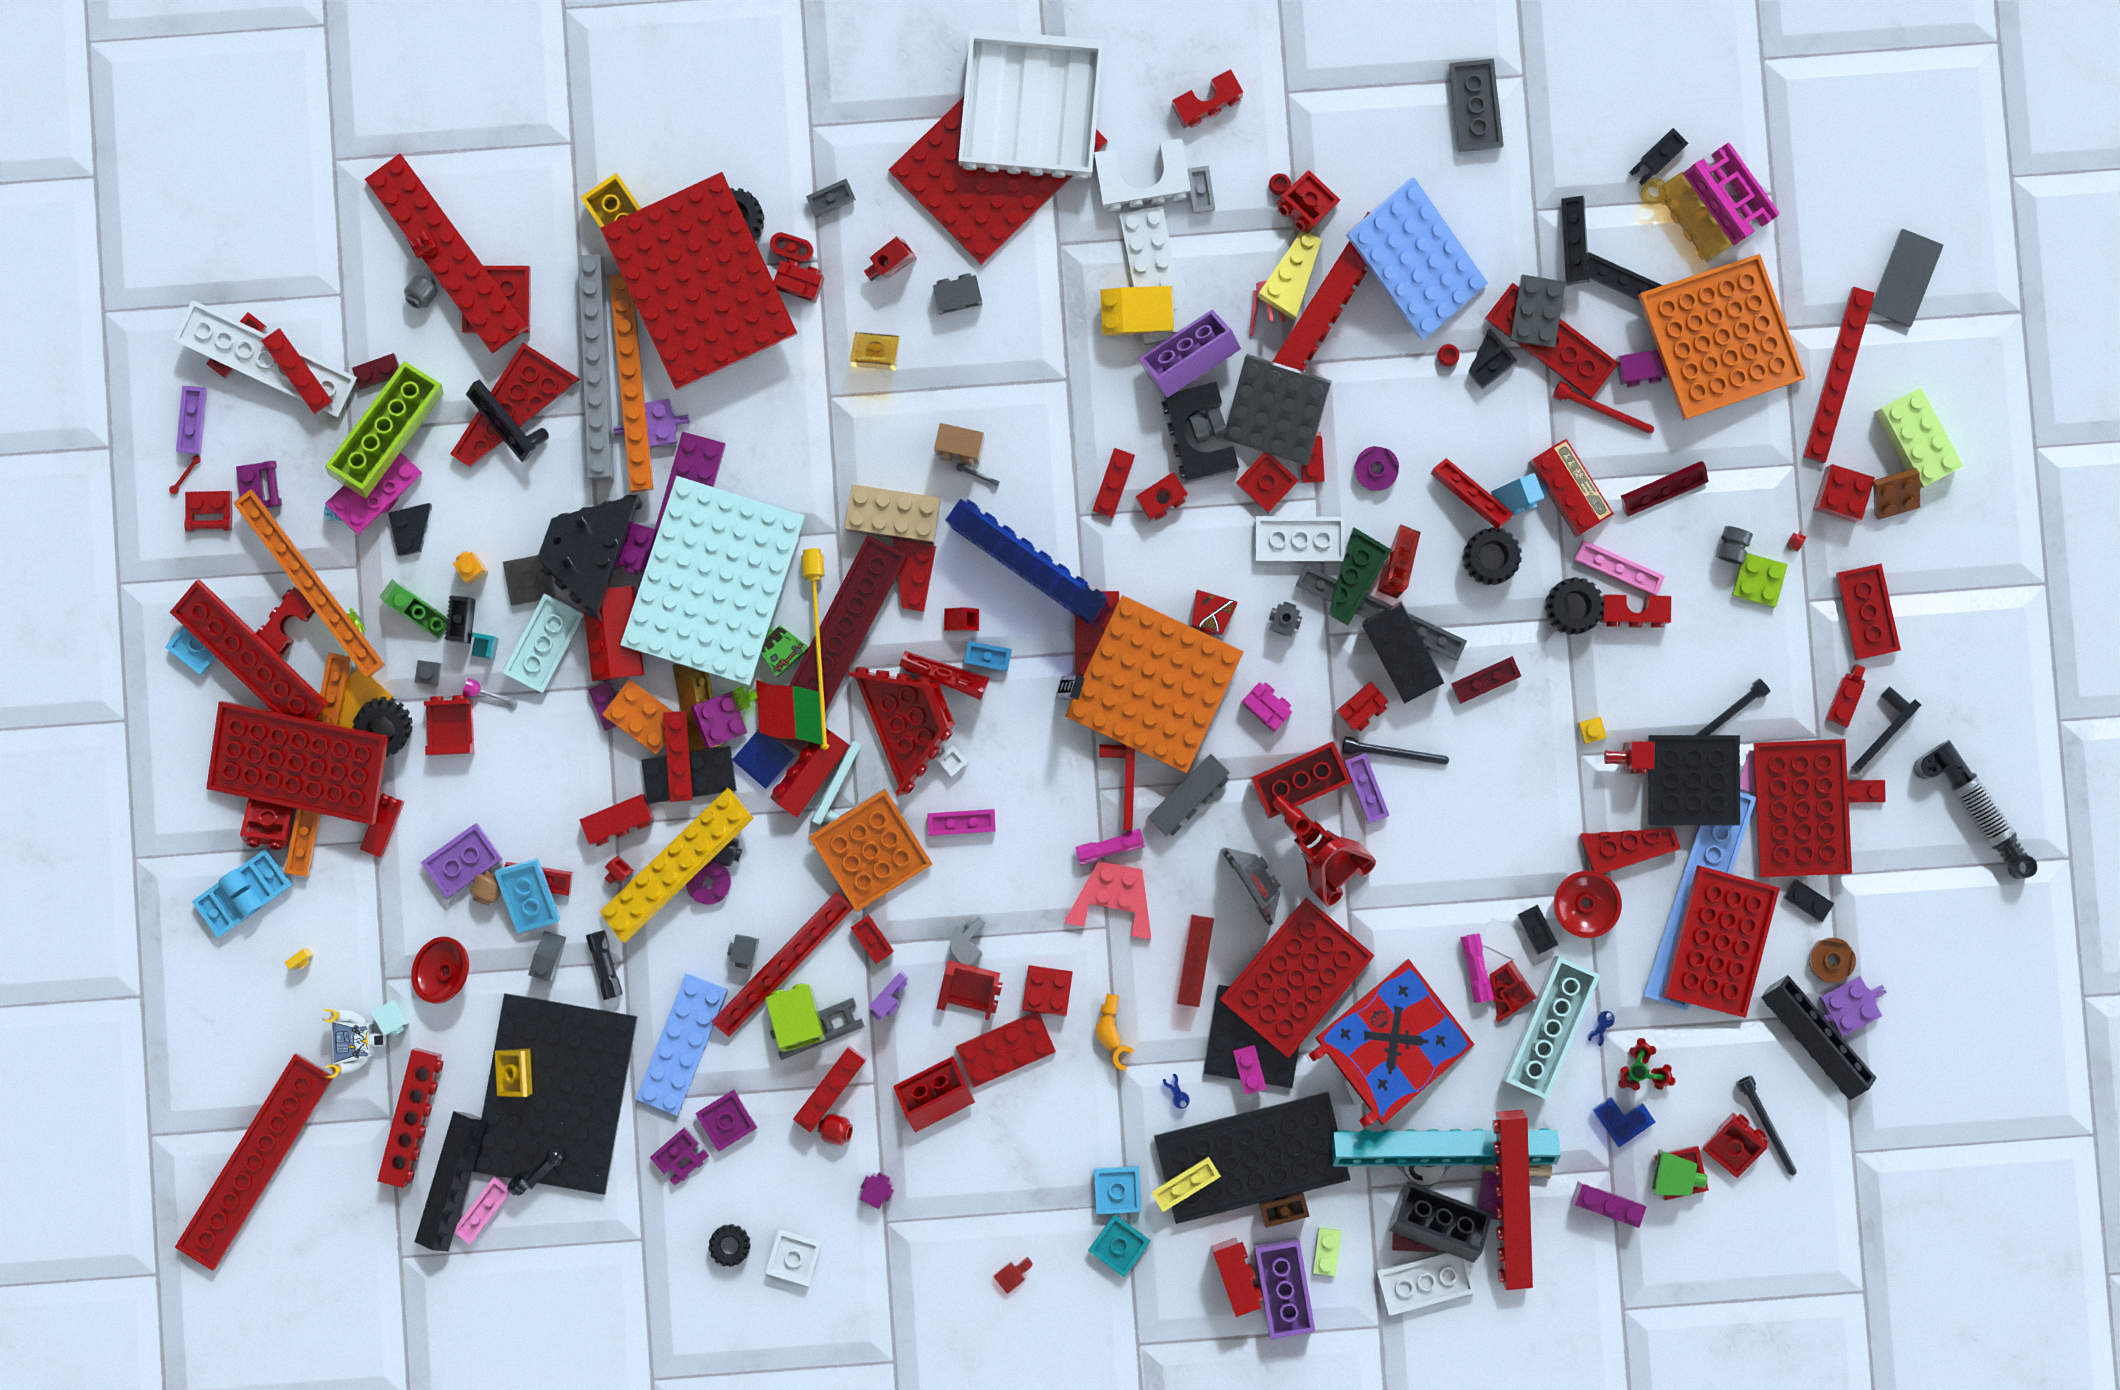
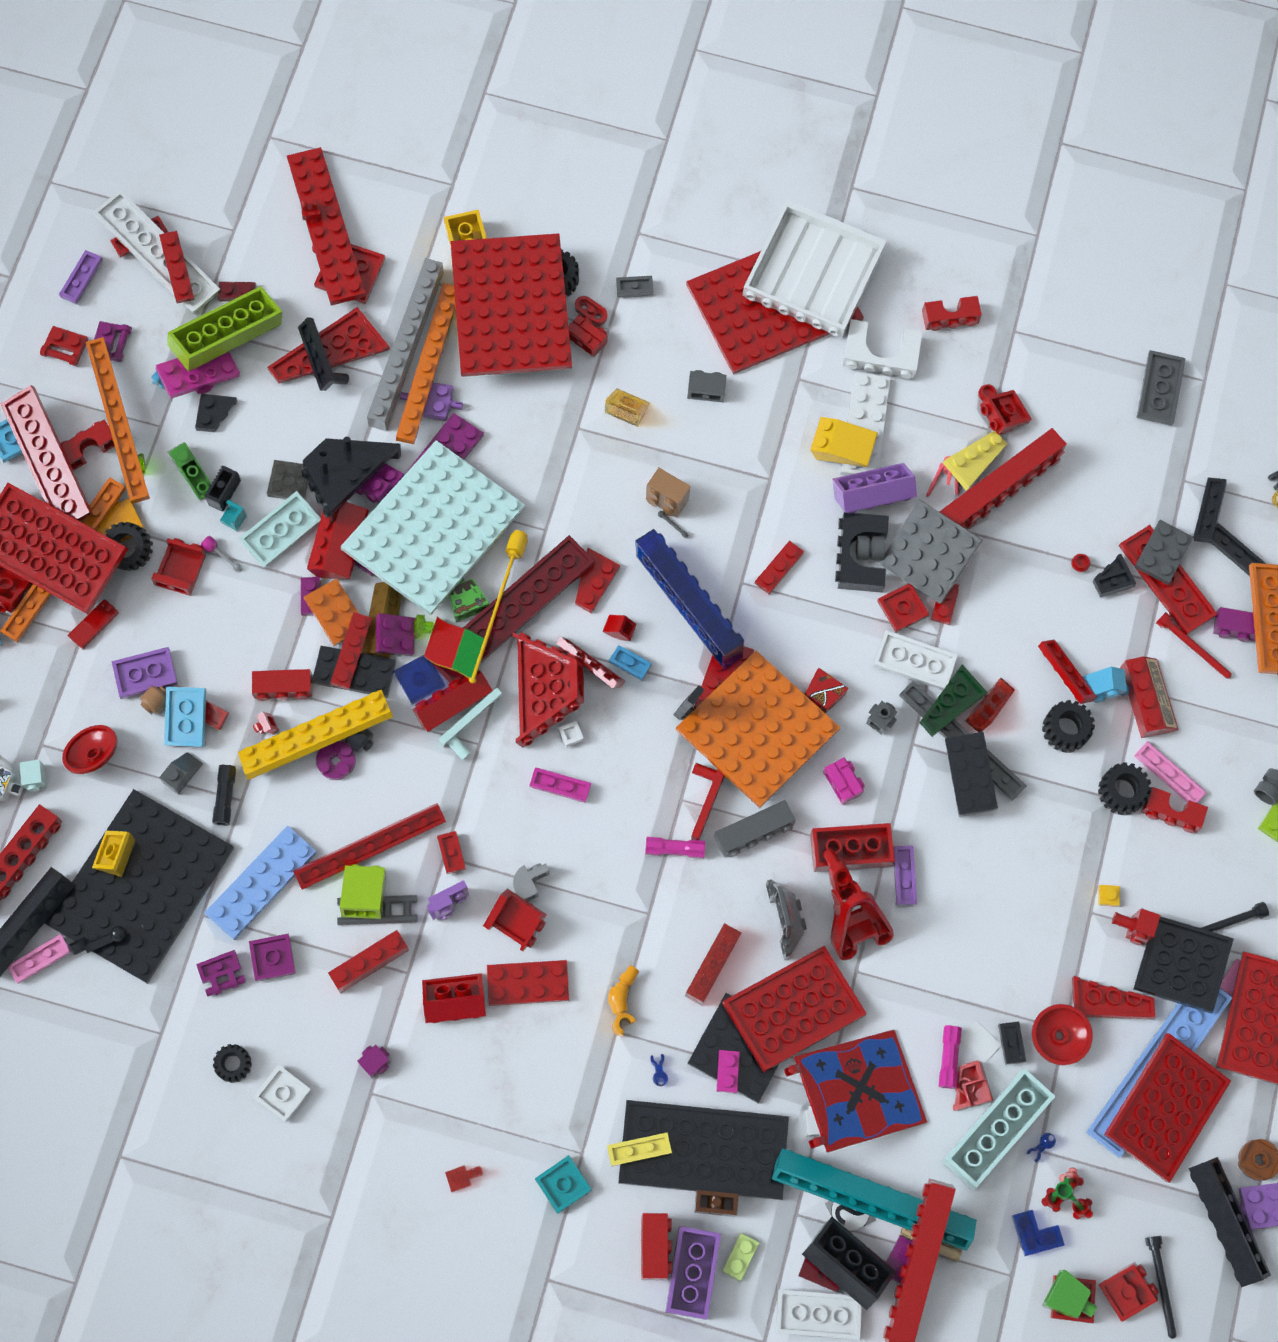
camera: 15 degrees right, 15 degrees down
(174, 489) = (45, 322): red hinge -> none
(420, 291) = (294, 245): dark grey head -> none
(427, 672) = (180, 521): dark grey plate -> none
(469, 567) = (247, 454): light orange brick -> none
(743, 950) = (342, 823): dark grey brick -> none
(835, 1129) = (359, 997): red head -> none
(870, 850) = (477, 779): orange plate -> none
(892, 514) = (595, 528): tan brick -> none
(898, 257) = (664, 342): red torso -> none
(1047, 990) = (580, 946): red plate -> none
(1114, 888) = (667, 883): coral wing -> none
(1117, 1190) = (578, 1135): medium azure plate -> none
(1168, 485) = (822, 582): red brick -> none
(1201, 189) = (924, 376): light grey plate -> none
(1351, 746) = (904, 837): black piece -> none
(1363, 706) = (923, 808): red brick -> none
(1389, 468) = (1000, 619): magenta plate -> none
(1416, 258) = (1079, 477): light blue plate -> none
(1486, 680) = (1032, 823): dark red plate -> none
(1608, 1204) = (1001, 1303): magenta brick -> none
(1664, 488) = (1226, 723): dark red plate -> none
(1808, 900) = (1252, 1102): black plate -> none

